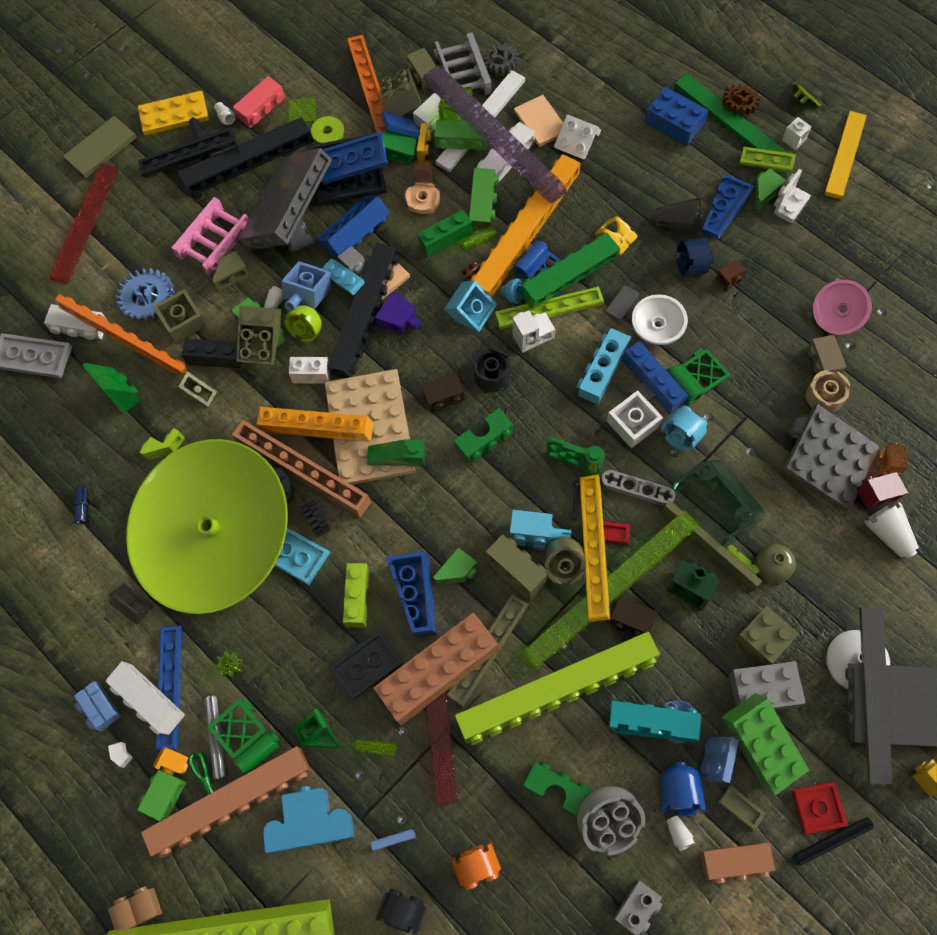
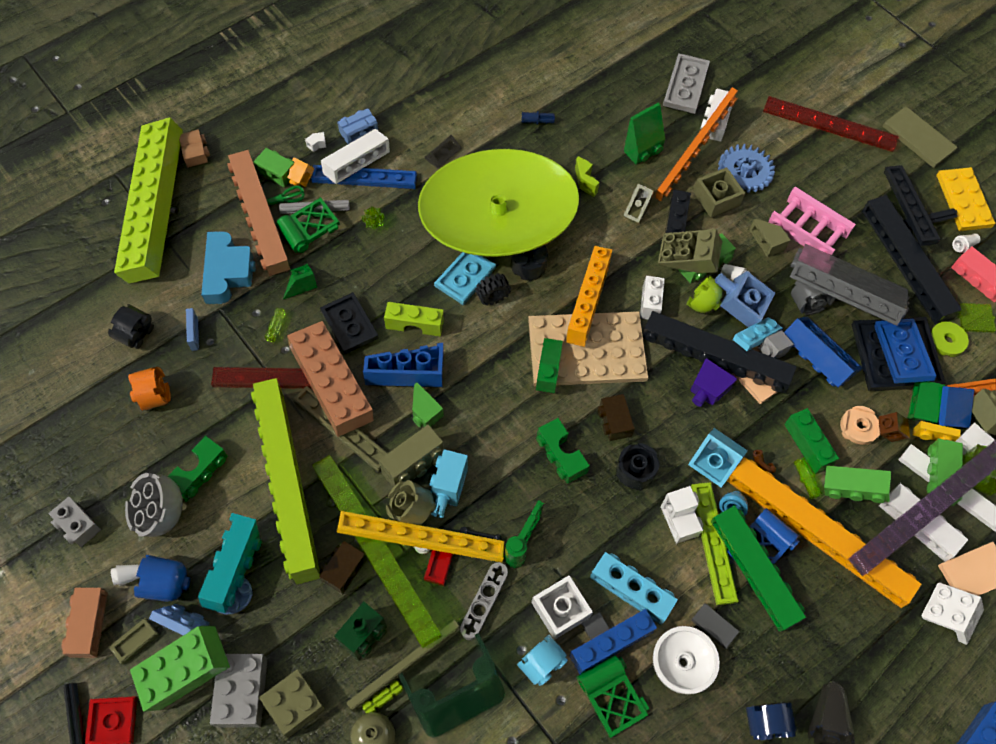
camera: 90 degrees right, 5 degrees down
(303, 469) = (545, 283): nougat brick -> none
(624, 235) = (802, 639): yellow piece -> none

